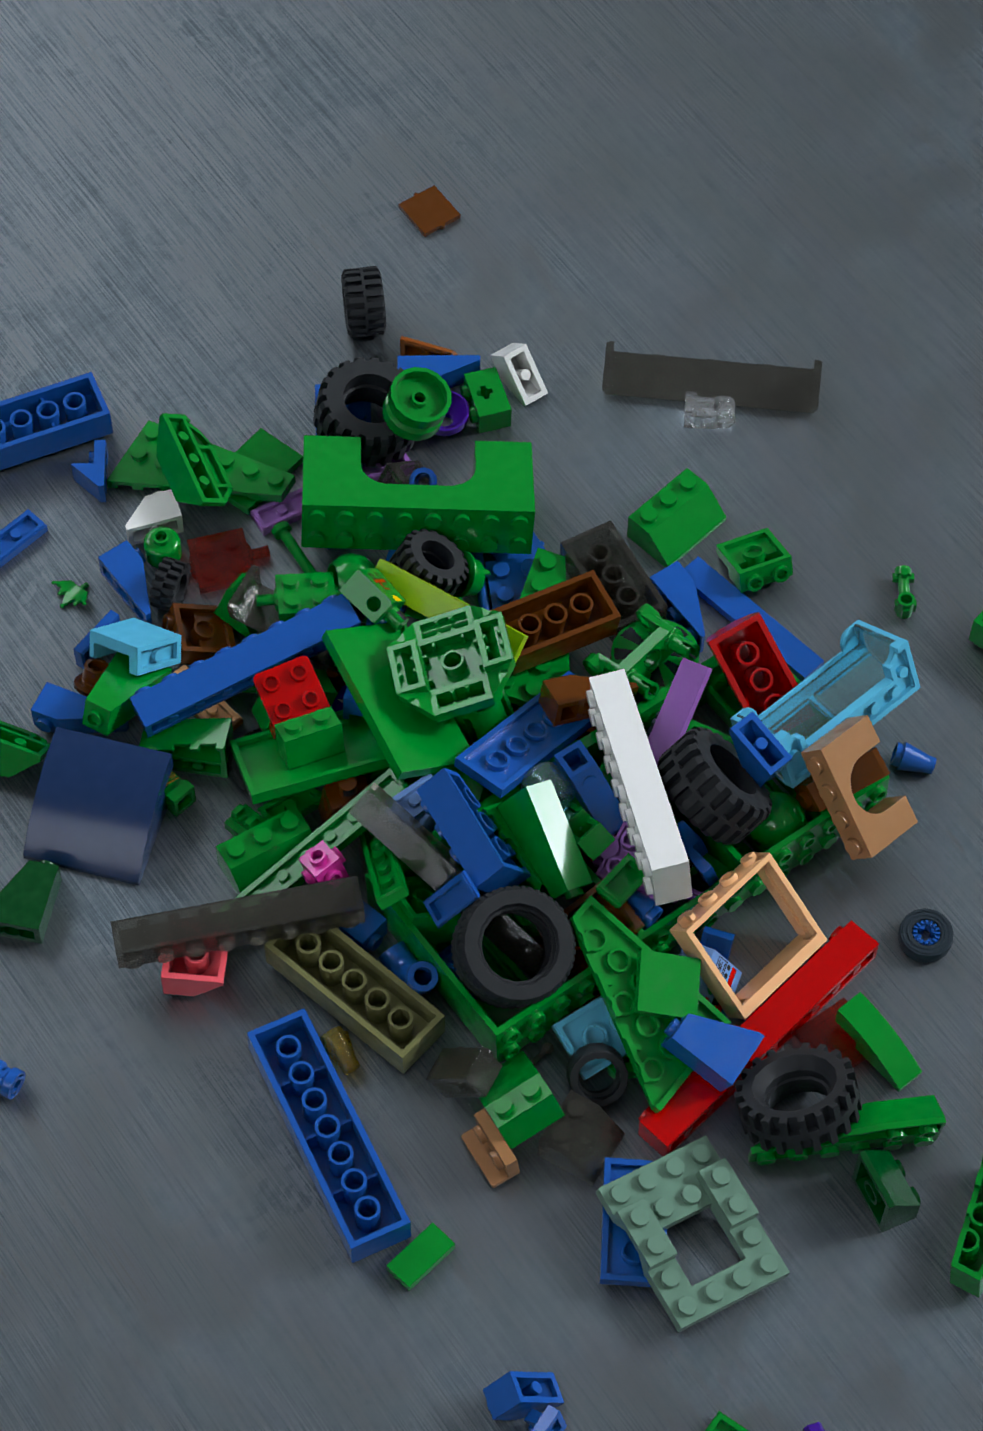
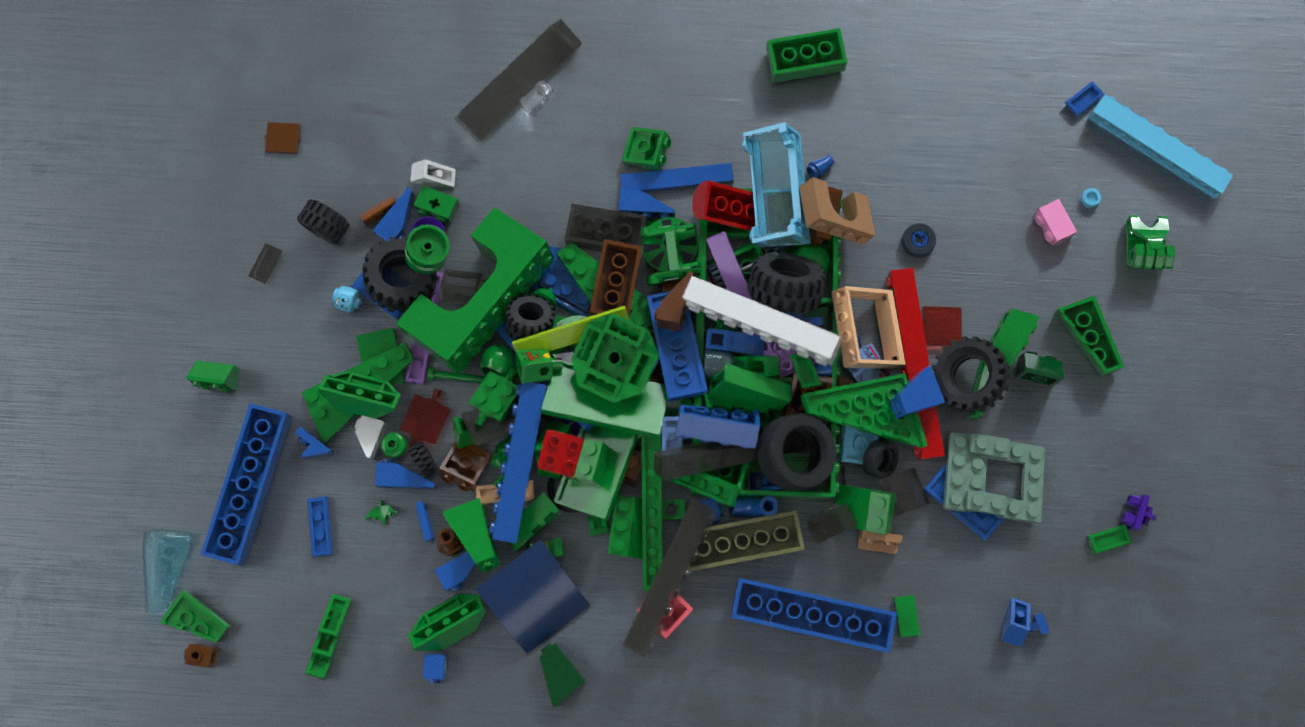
camera: 50 degrees left, 20 degrees up
(94, 325) = (213, 375): none -> green slope
(144, 643) = (451, 505): medium azure panel -> none
(268, 290) = (265, 263): none -> clear smoke tile
(295, 388) = (346, 299): none -> medium azure head
(322, 864) = (677, 510): dark pink brick -> none
(340, 1049) = (764, 572): clear yellow cone -> none
(420, 473) = (471, 282): blue cone -> none
(451, 899) = (748, 462): blue tile -> none
(666, 985) = (872, 392): green tile -> none
(676, 518) = (590, 167): green slope -> none
(758, 749) = (790, 245): blue slope -> none
(878, 1041) = (963, 311): green slope -> none
(906, 601) = (730, 95): green bar -> none

